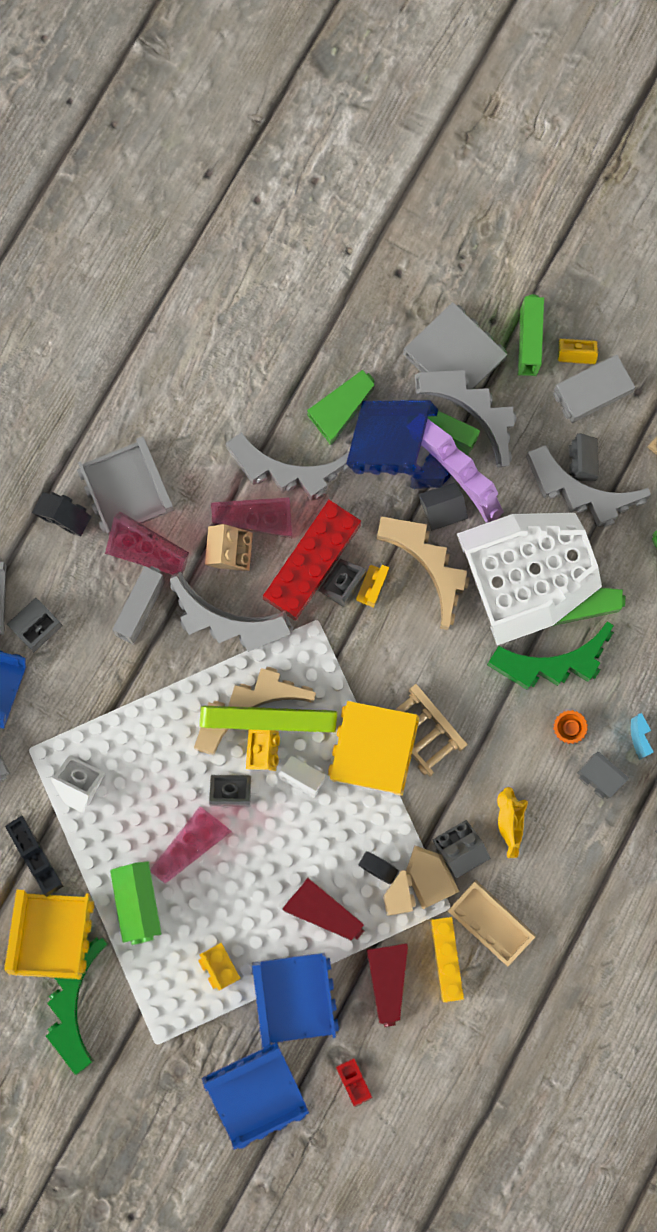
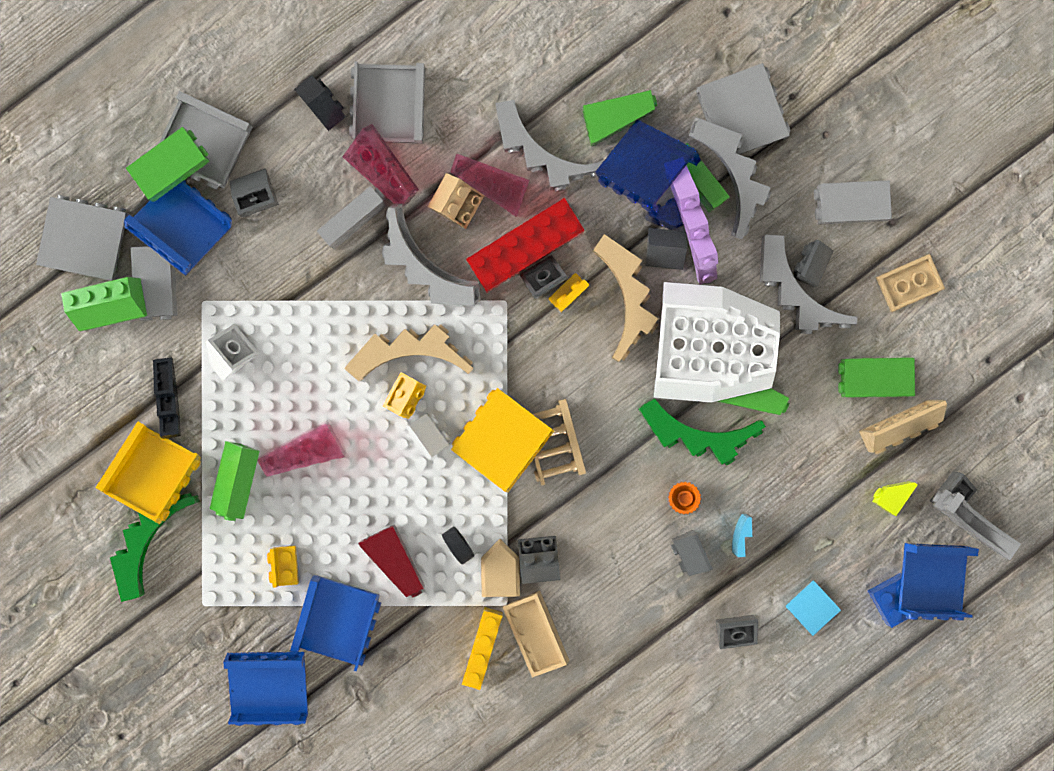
camera: 35 degrees right, 10 degrees up
(230, 790) = (360, 419): dark grey slope -> none
(268, 719) = (420, 372): lime beam -> none
(354, 1082) = (356, 713): red slope -> none
(387, 976) = (424, 640): dark red slope -> none
(397, 897) = (462, 578): tan slope -> none
(511, 820) = (594, 554): yellow animal -> none
(530, 335) = (819, 127): bright green brick -> none
(577, 351) = (856, 160): yellow slope -> none

